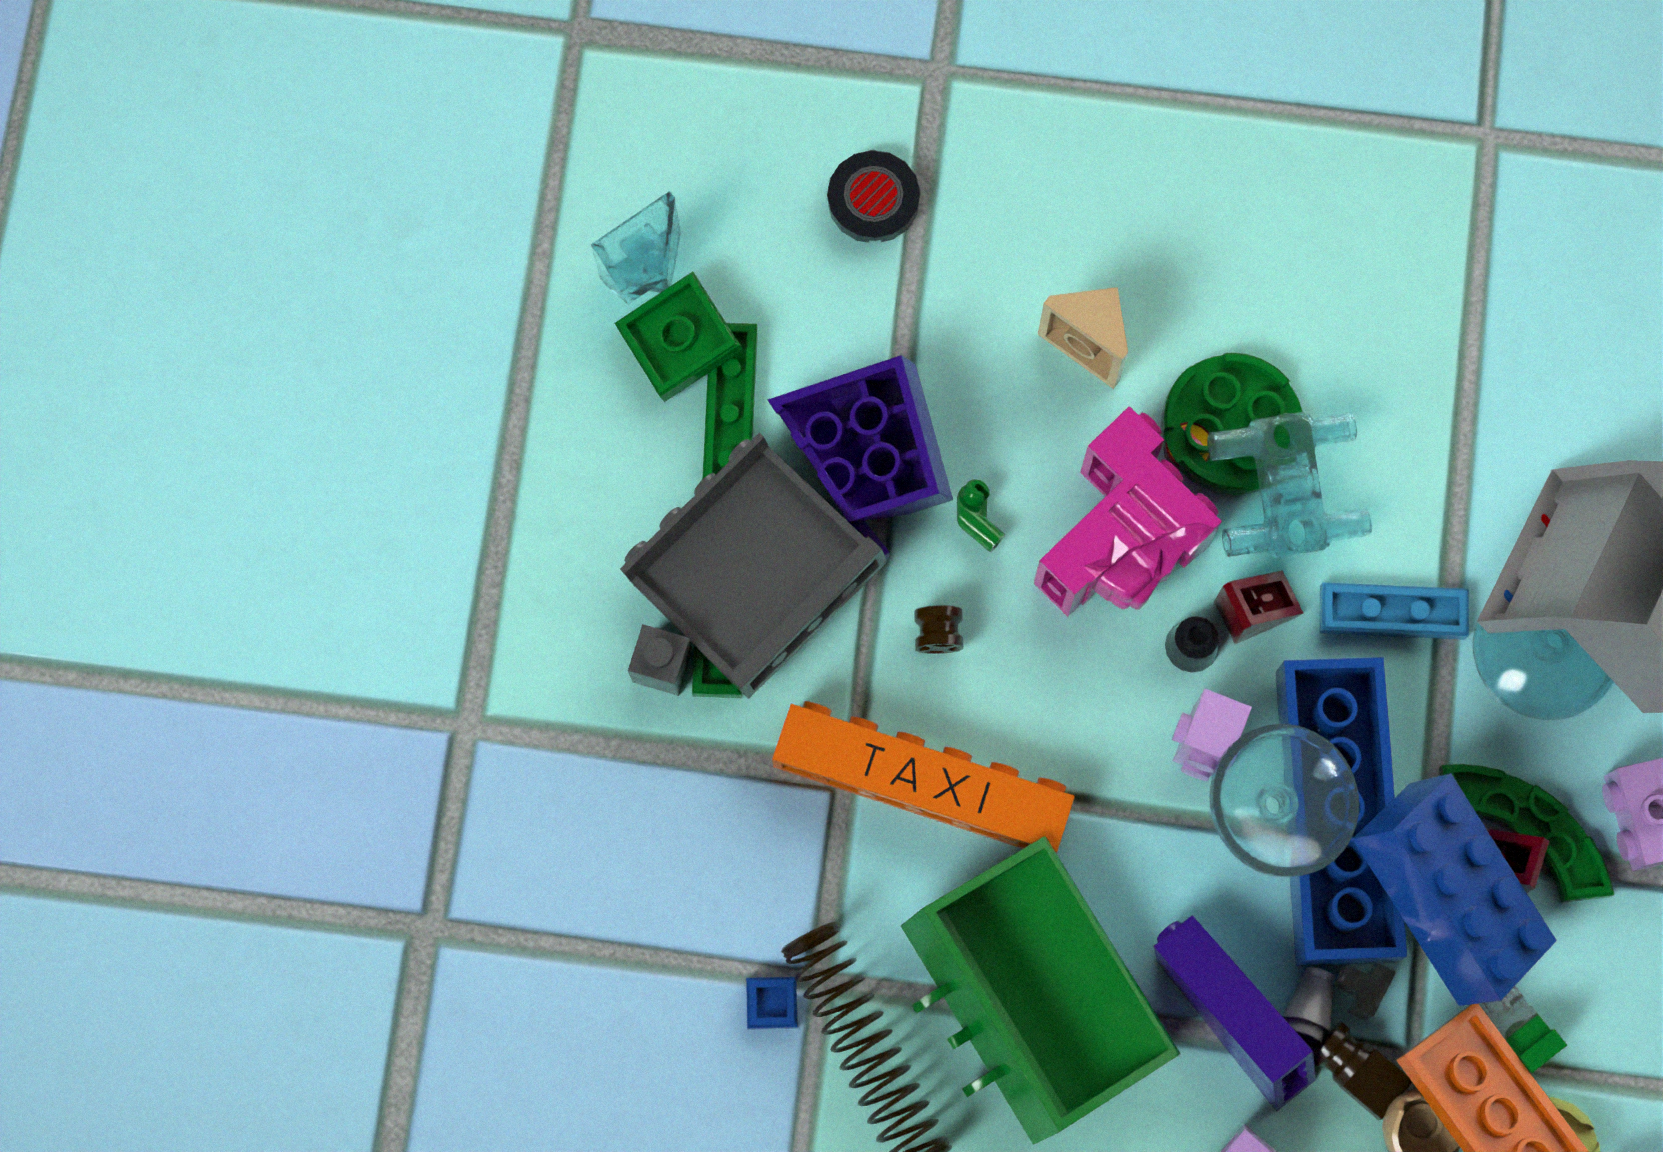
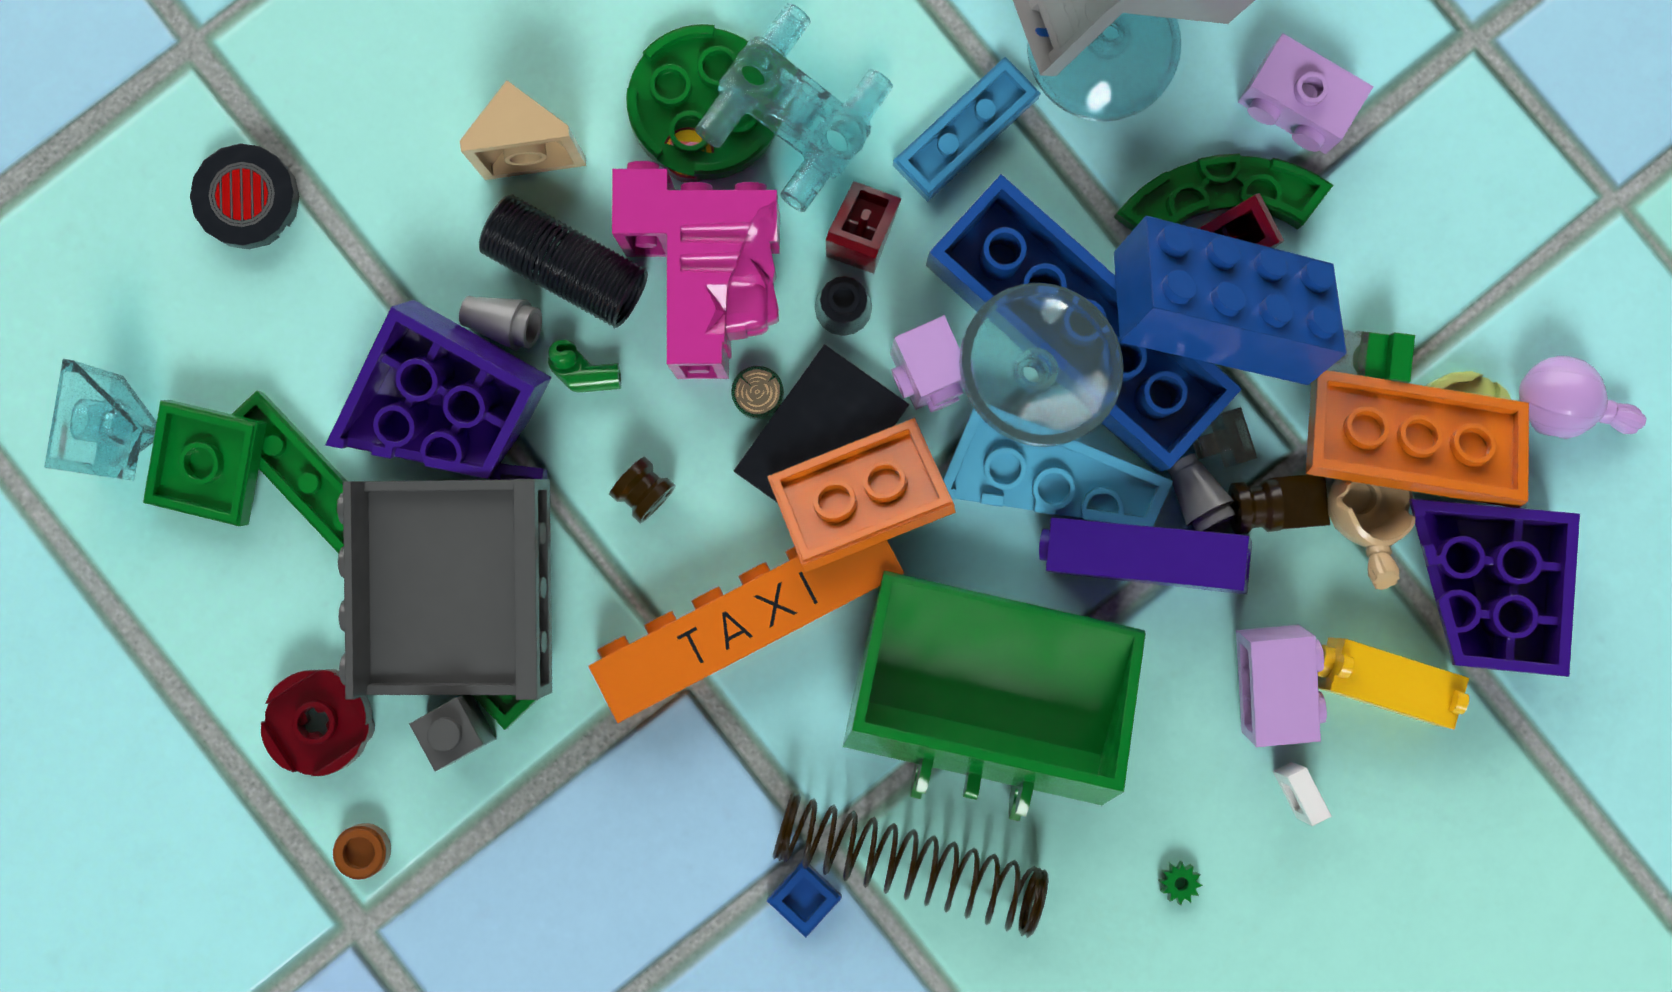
camera: 50 degrees left, 10 degrees up
(521, 678) = (361, 851): none -> dark orange tile
(564, 545) = (287, 714): none -> dark red plate
(959, 434) = (502, 320): none -> light grey cone
(1042, 447) = (577, 269): none -> black piece
(1078, 643) = (757, 392): none -> tile
(1080, 773) = (861, 494): none -> orange tile
(1090, 715) = (822, 412): none -> black tile
(1219, 892) = (1053, 479): none -> medium azure wing

